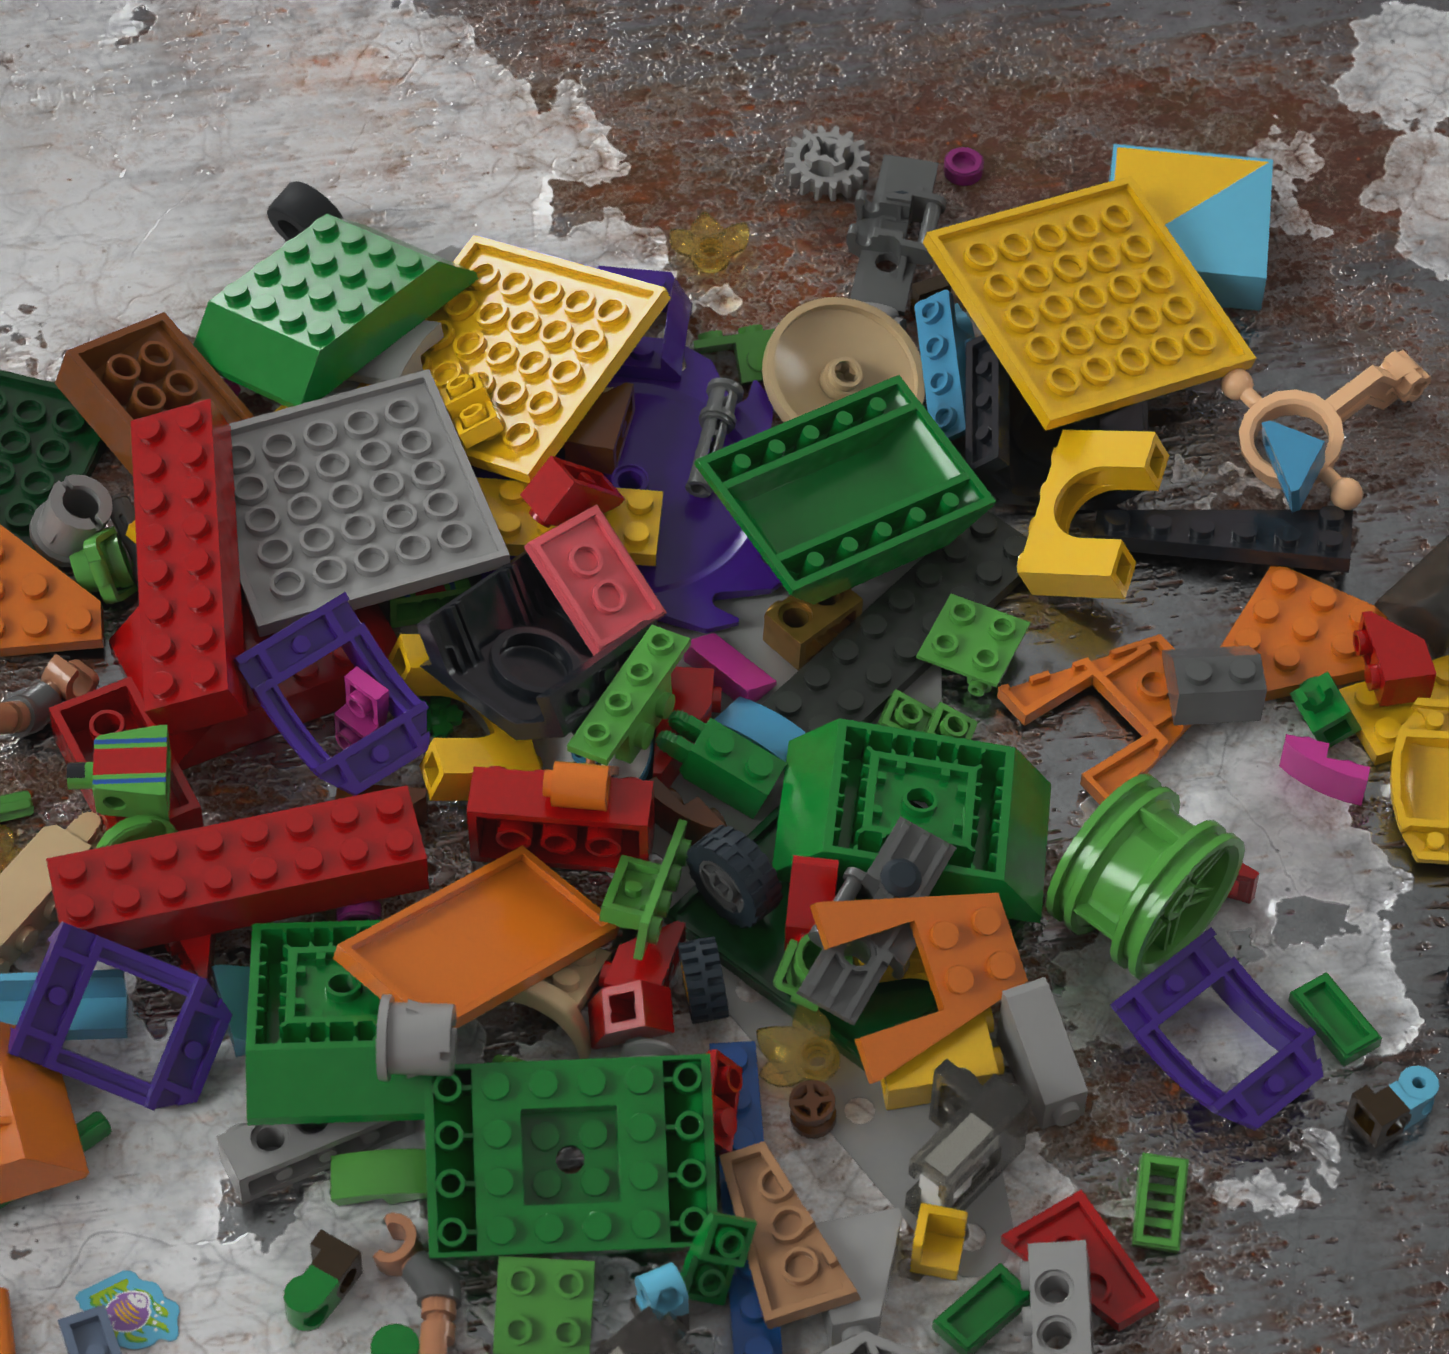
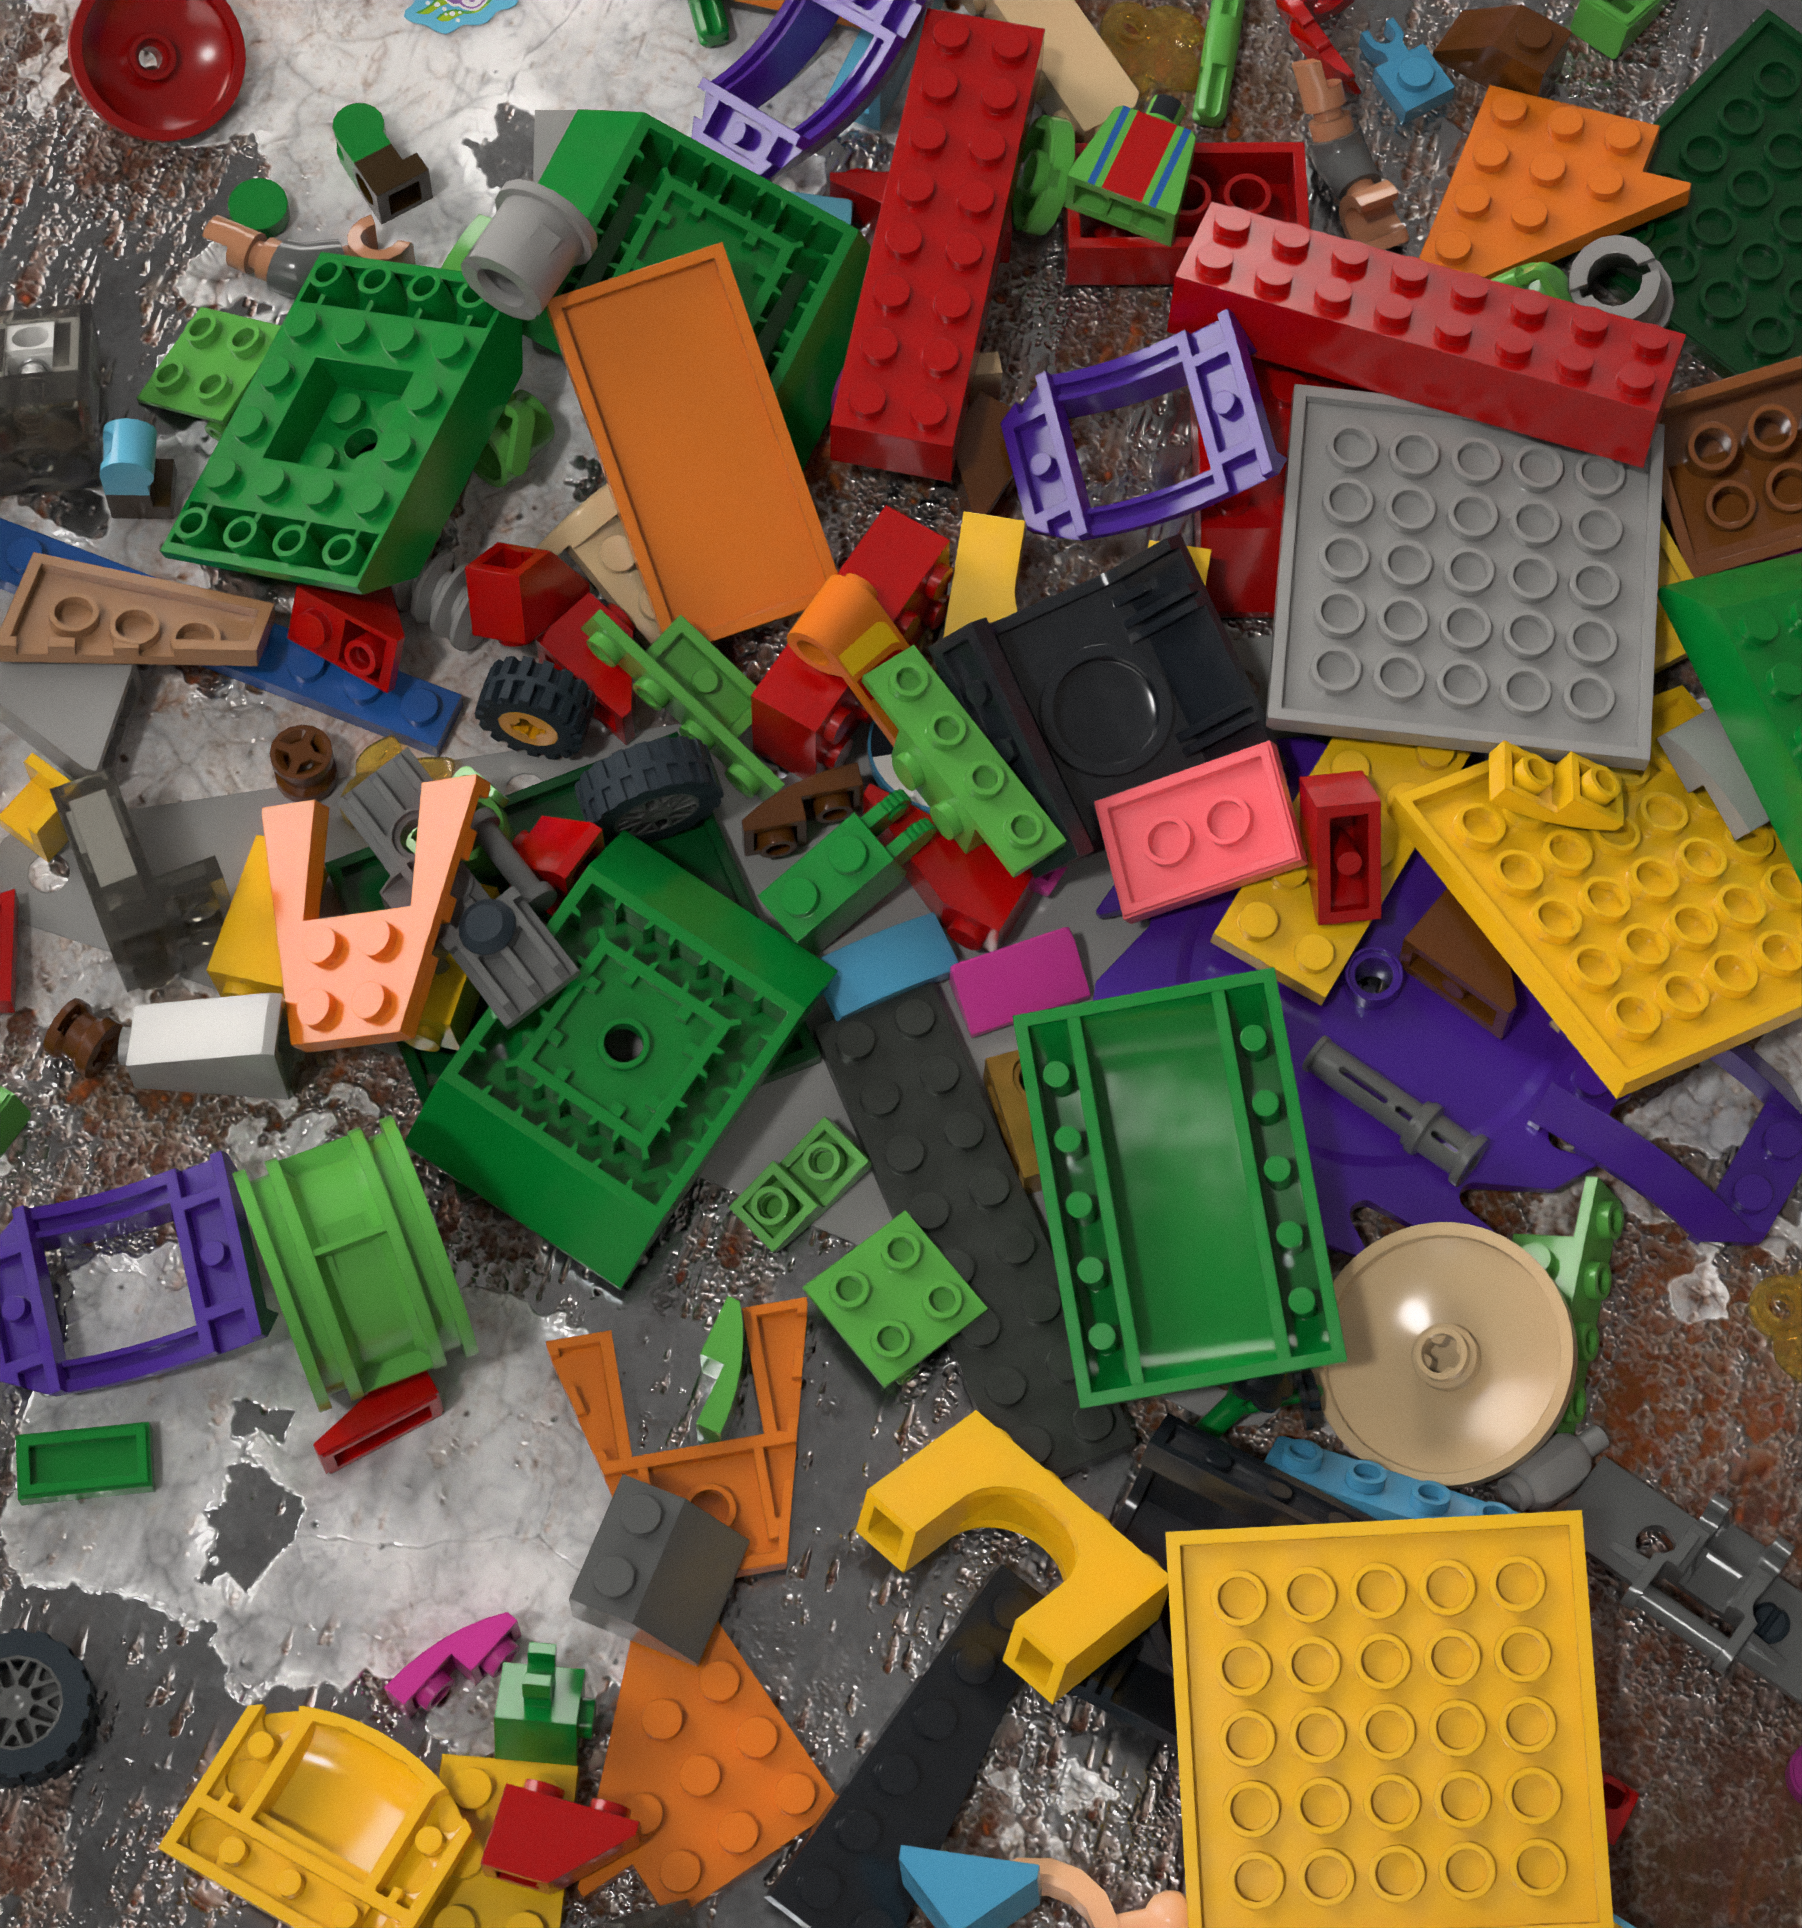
camera: 115 degrees right, 15 degrees up
(364, 708) = (1136, 479): dark pink slope -> none
(714, 1254) = (141, 537): green slope -> none
(1055, 713) = (723, 1360): none -> bright green slope
(1077, 1142) = (82, 1038): none -> reddish brown wheel

